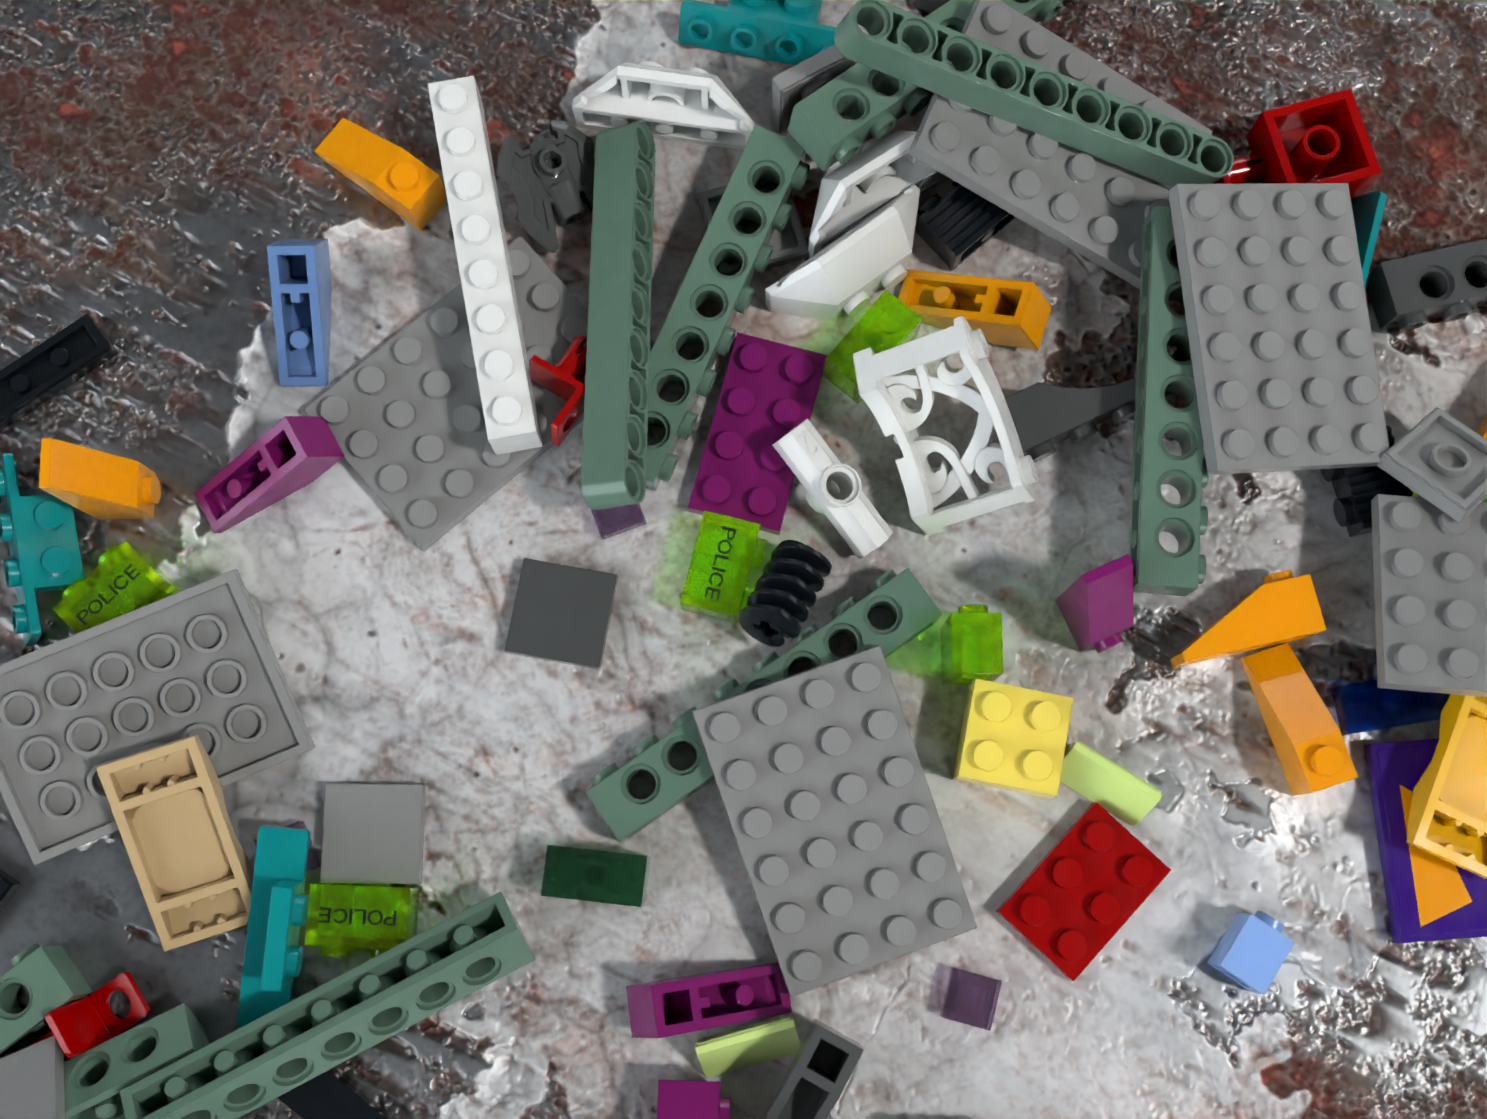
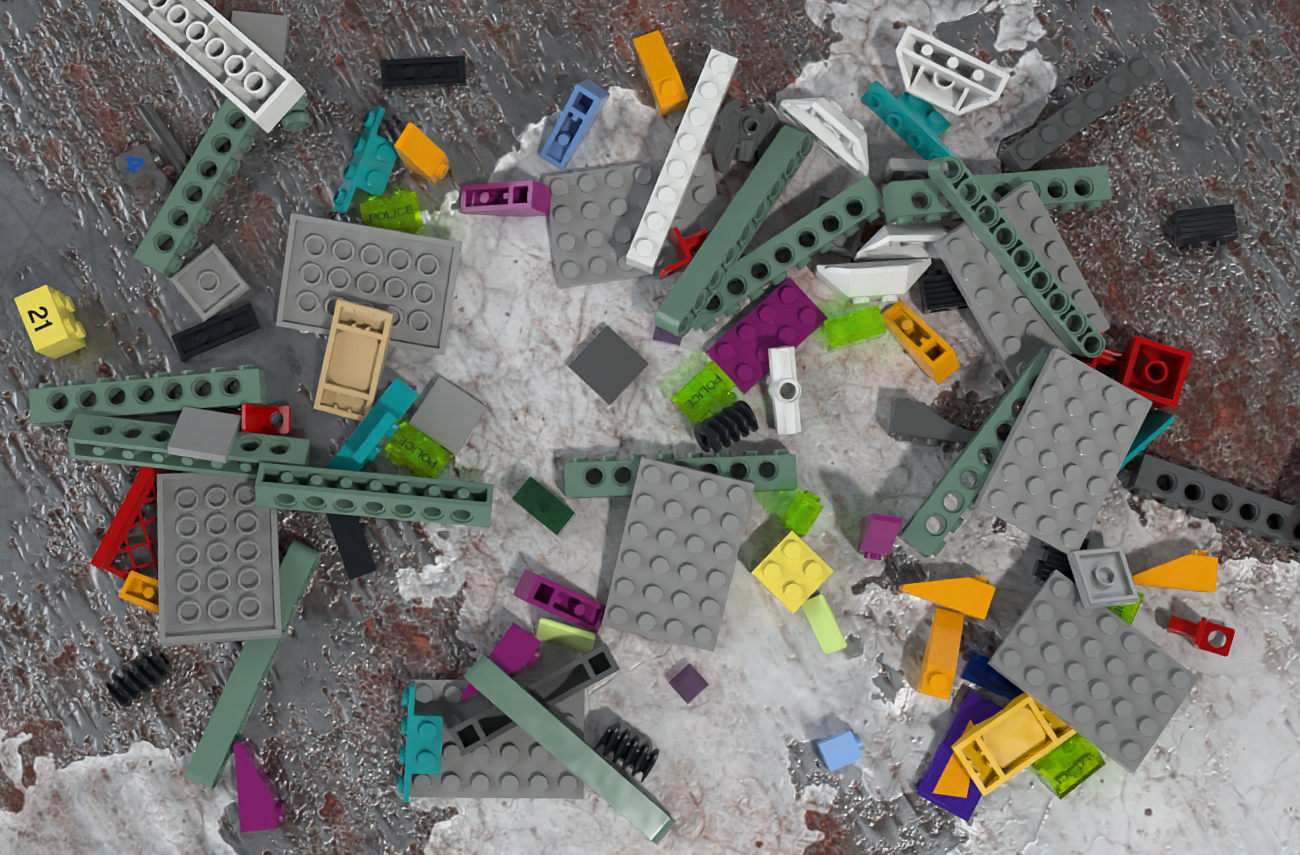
camera: 30 degrees right, 5 degrees up
(884, 387) = (852, 354): white fence -> none
(1083, 891) = (778, 668): red plate -> none

